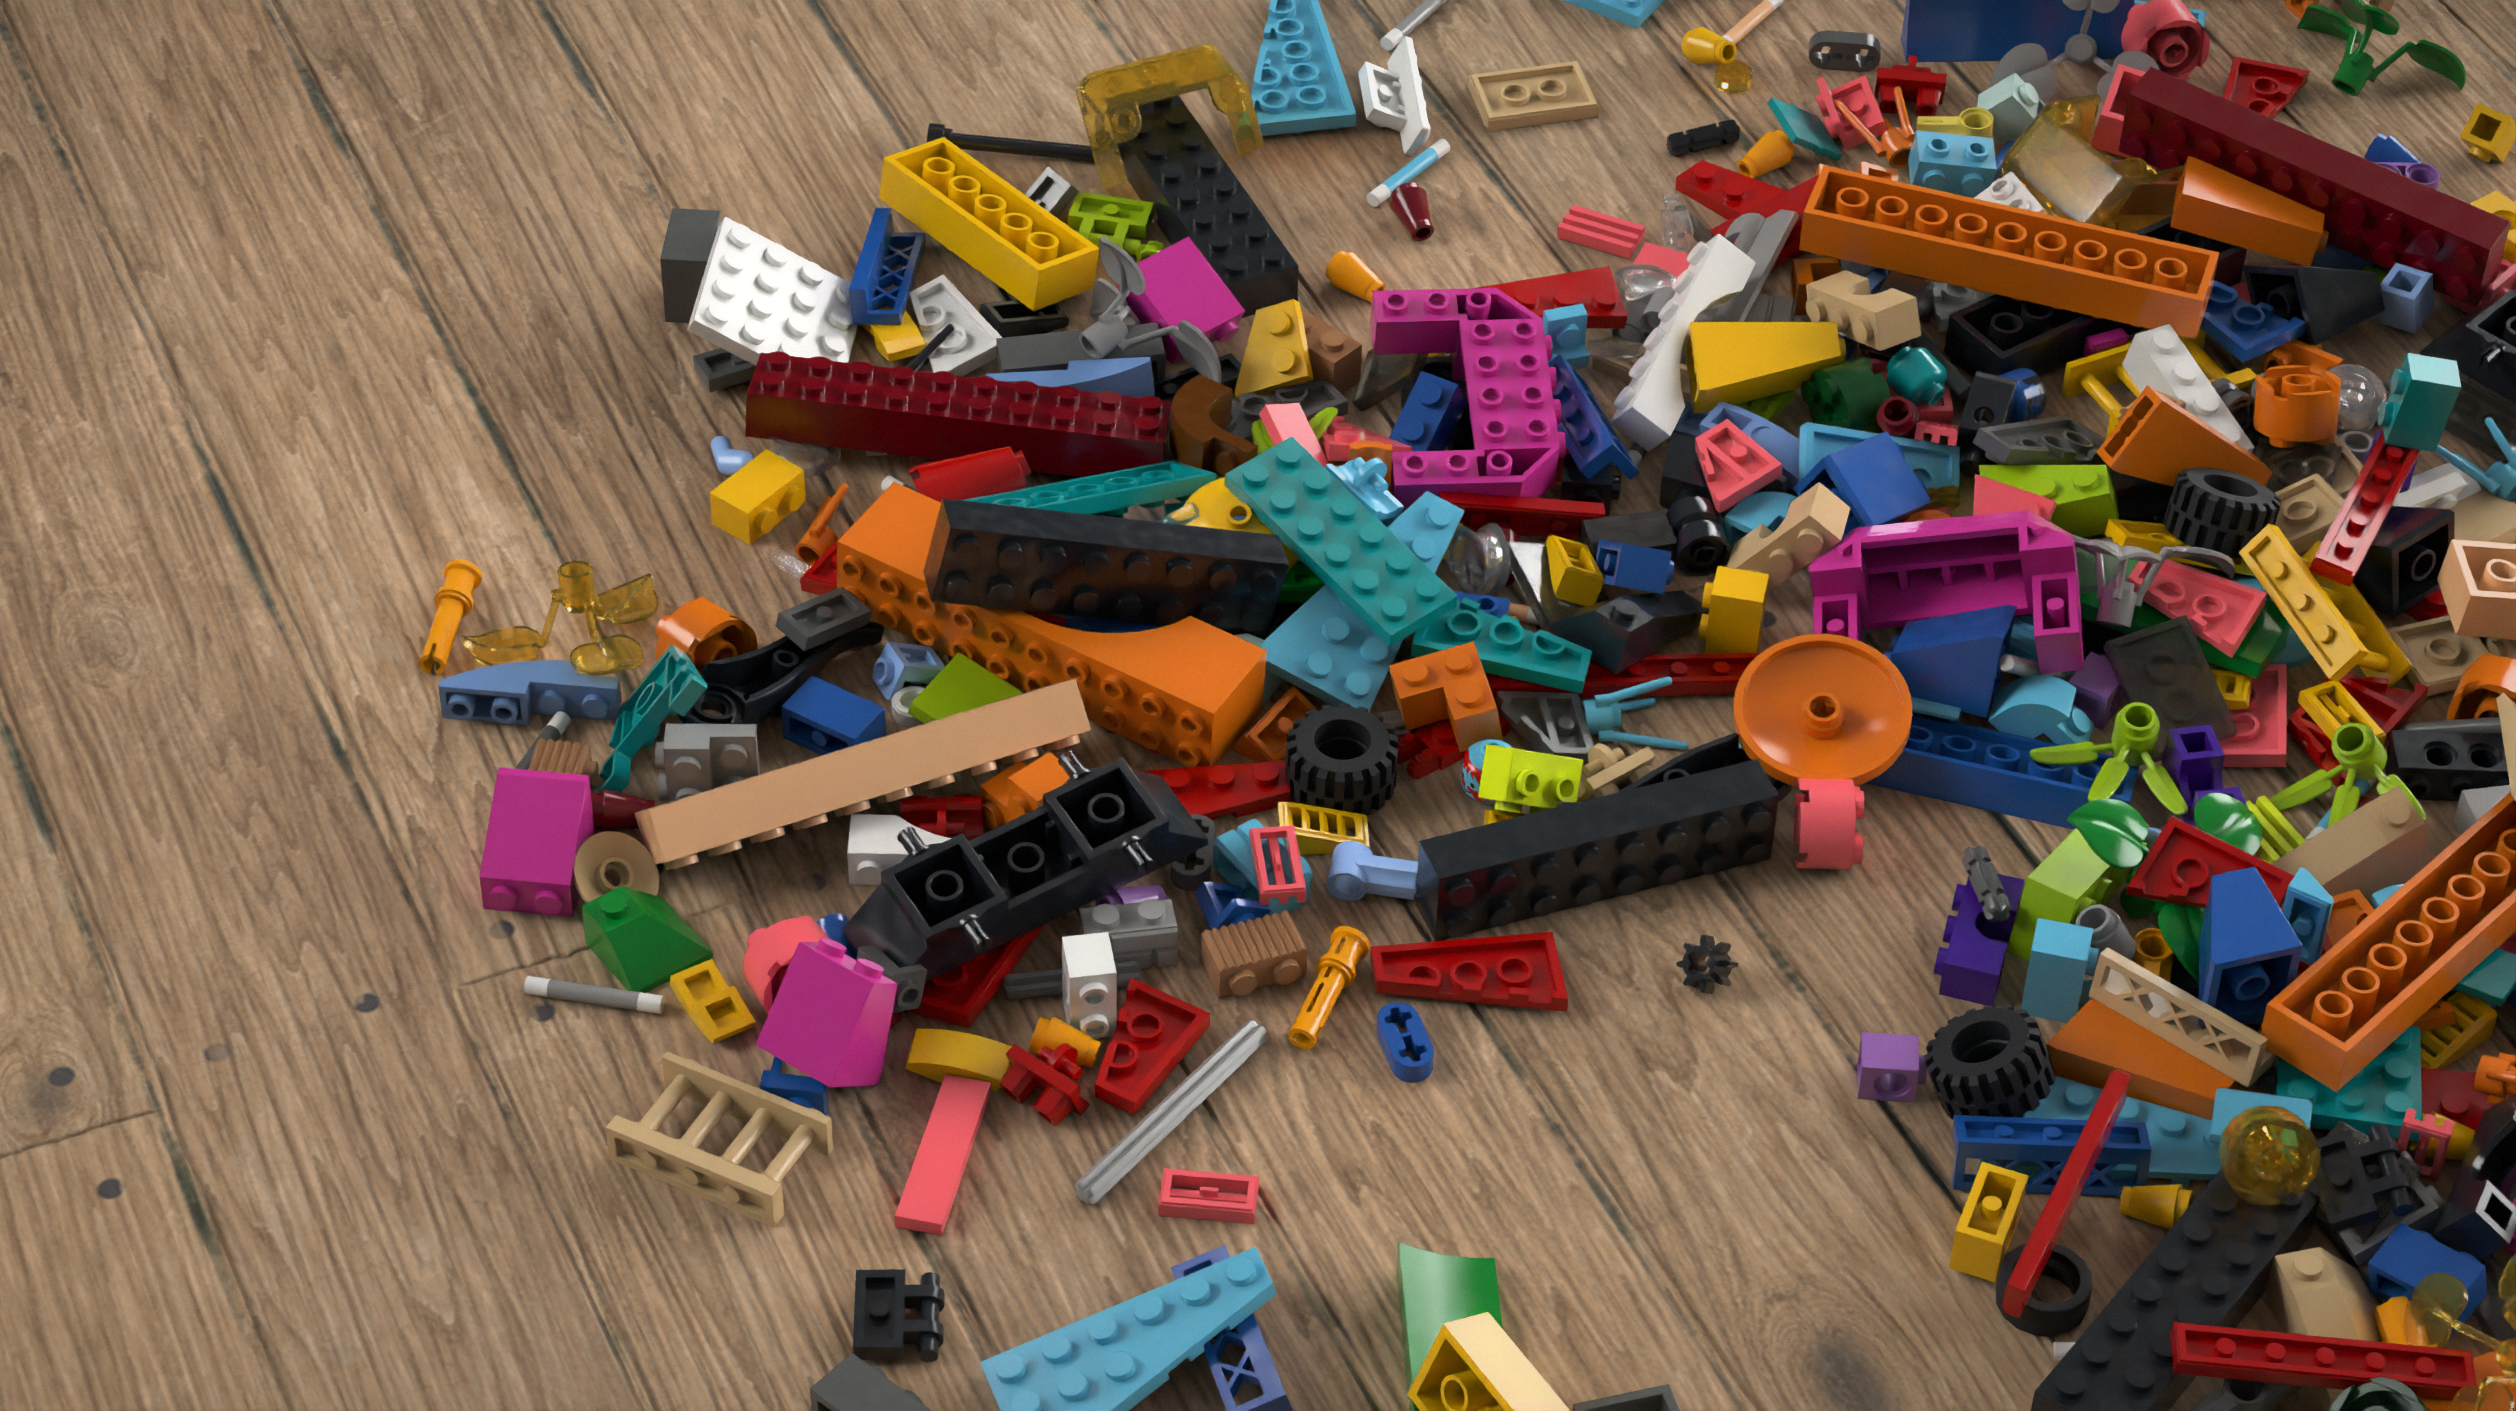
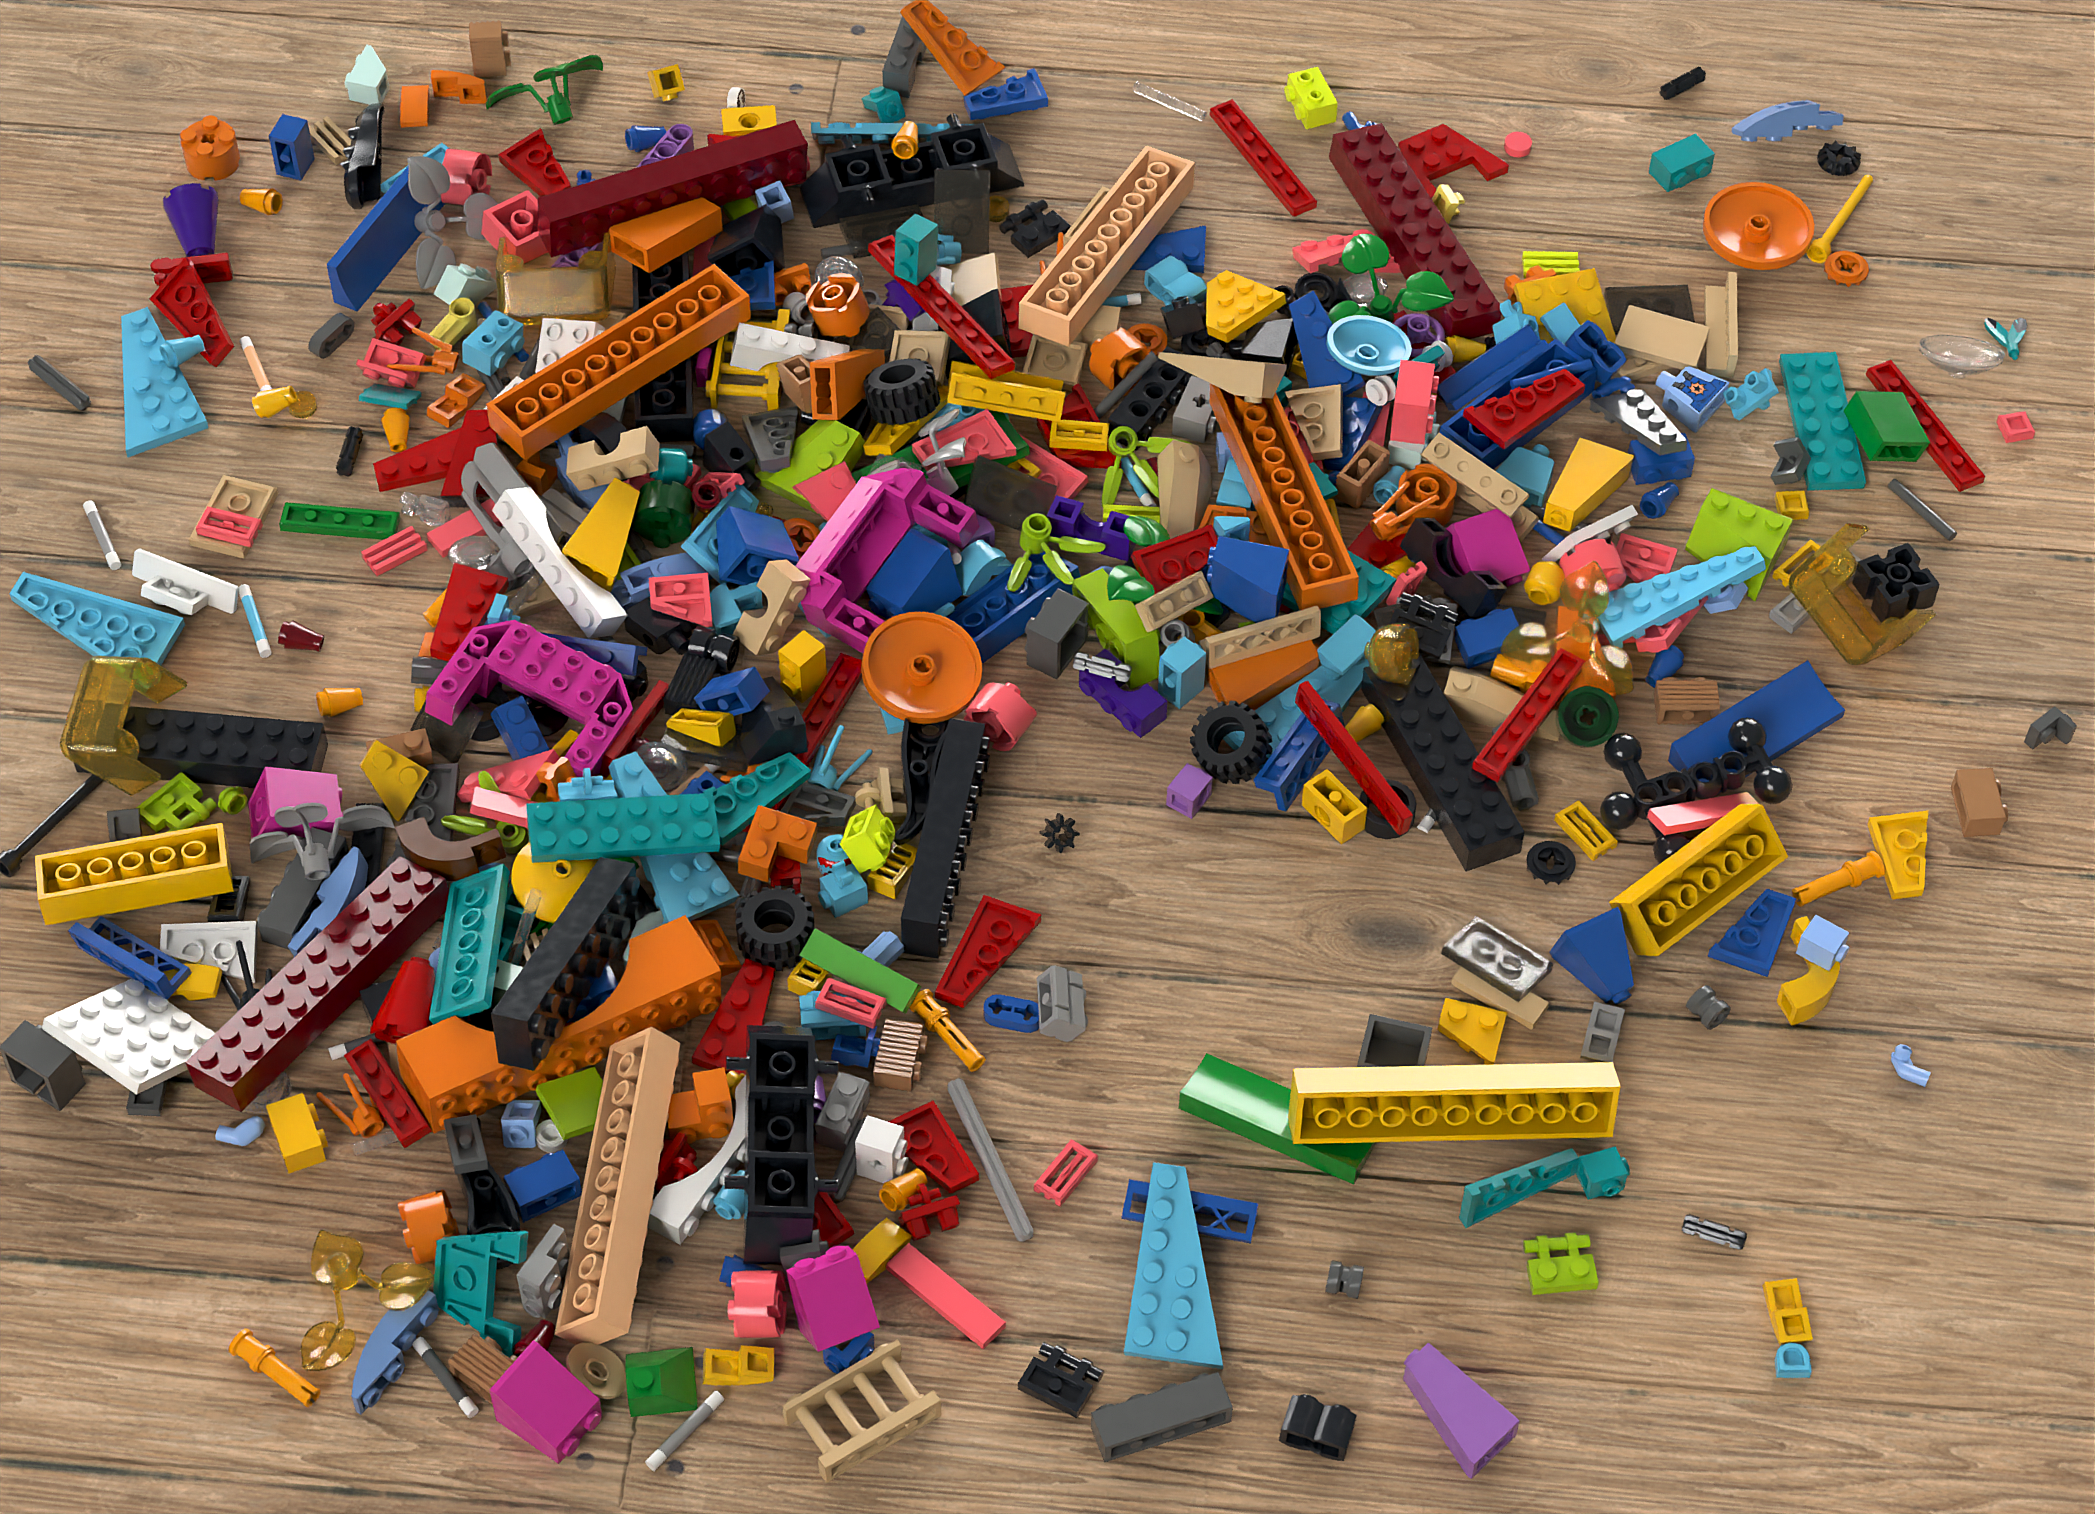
camera: 60 degrees left, 10 degrees up
(1334, 857) = (860, 970): none -> bright green tile
(1447, 1073) = (1061, 1003): none -> light grey brick
(1449, 798) = (842, 889): none -> medium azure brick
(1512, 108) = (227, 530): none -> coral tile
(1602, 173) = (339, 521): none -> green tile
(1792, 412) = (638, 546): none -> dark grey axle
(2008, 817) = (1056, 633): none -> dark grey piece
(2138, 894) = (1174, 601): none -> tan tile

